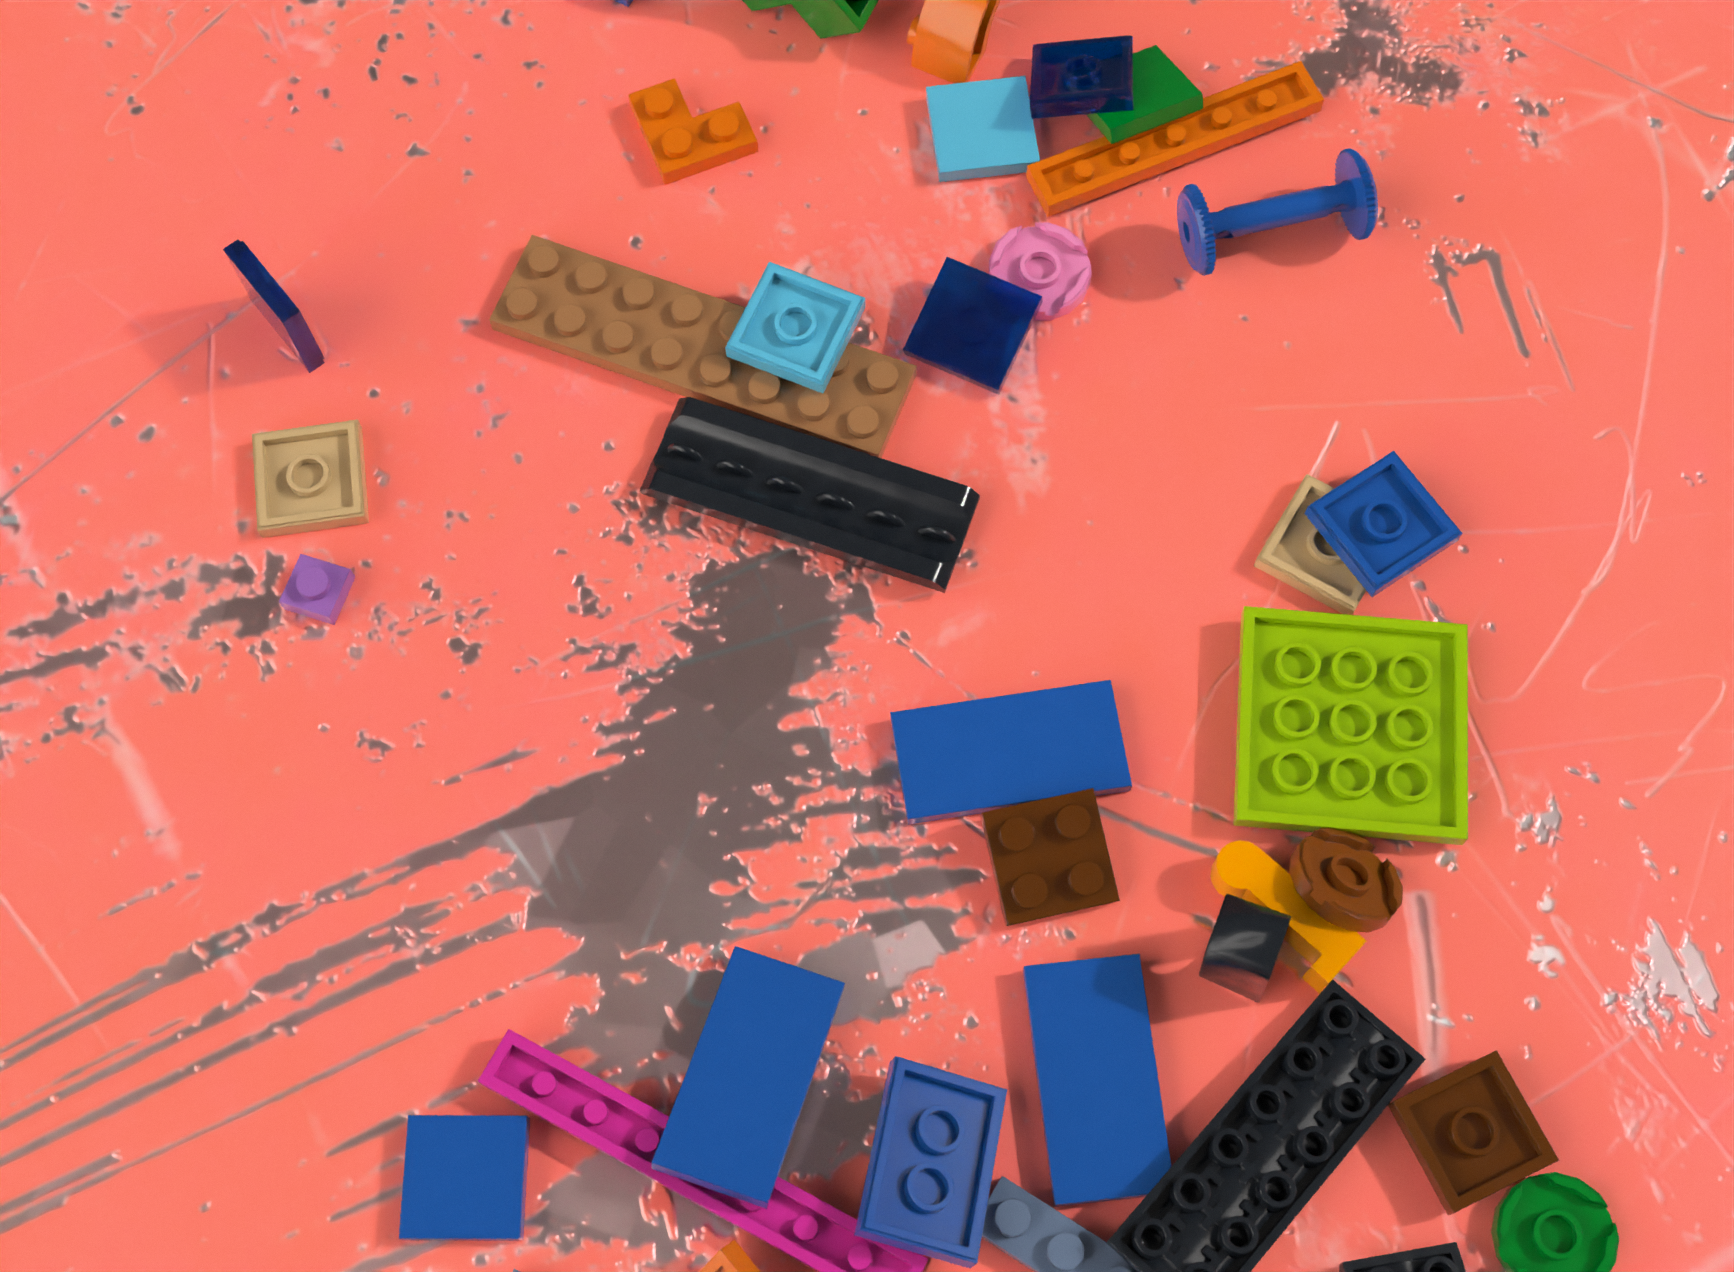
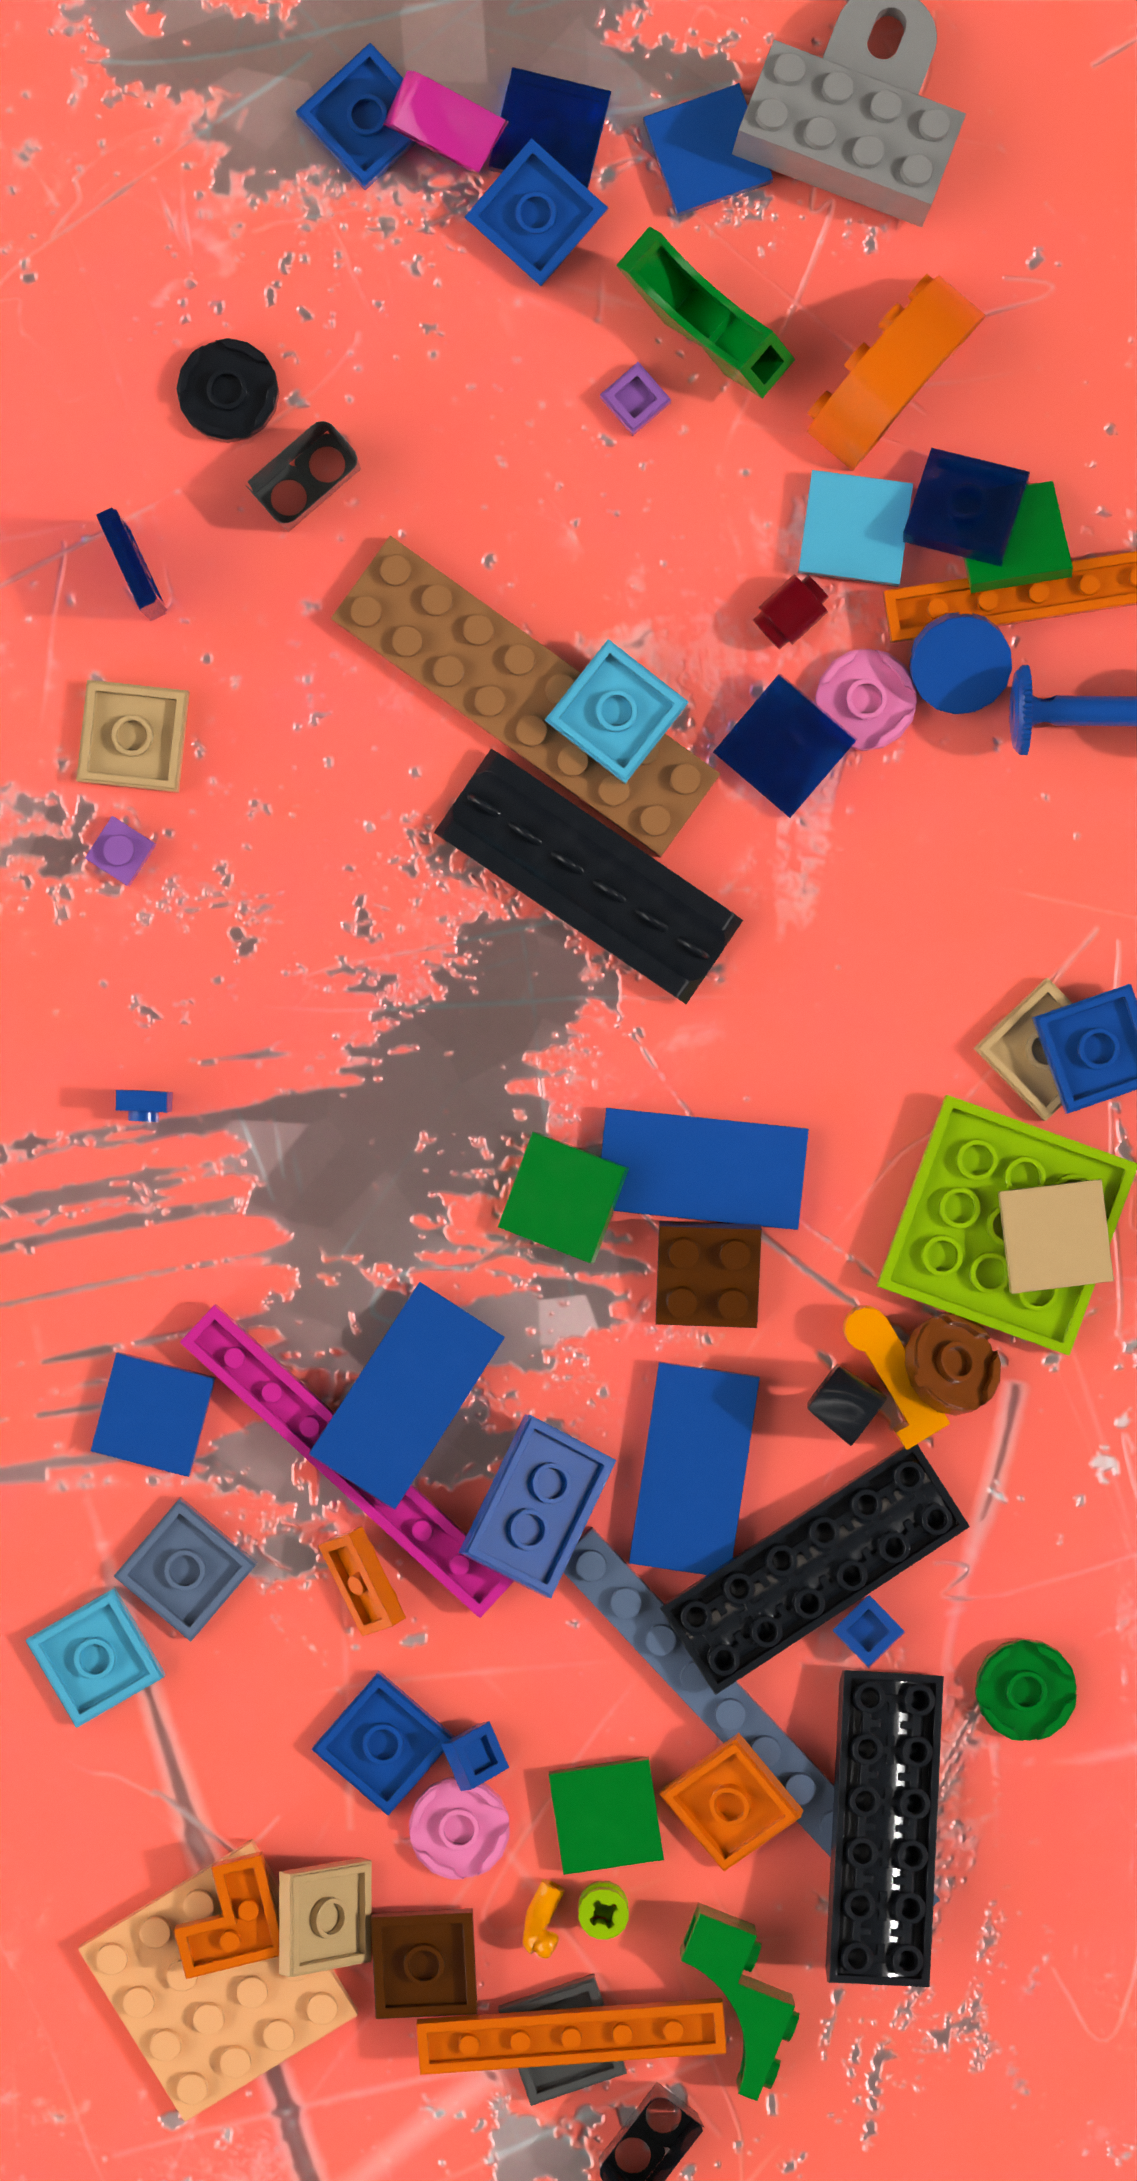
camera: 10 degrees right, 20 degrees up
(346, 154) = (228, 390): none -> black tile
(387, 830) = (144, 1105): none -> blue plate
(403, 207) = (316, 491): none -> dark grey piece
(686, 143) = (558, 466): orange plate -> none
(741, 72) = (635, 398): none -> medium lavender tile
(869, 814) = (563, 1197): none -> green tile
(942, 207) = (791, 611): none -> dark red brick
(1121, 209) = (960, 663): none -> blue tile
(1353, 1210) = (868, 1631): none -> blue plate
(1409, 714) = (1055, 1236): none -> tan tile
(1472, 1132) = (987, 1595): reddish brown plate -> none

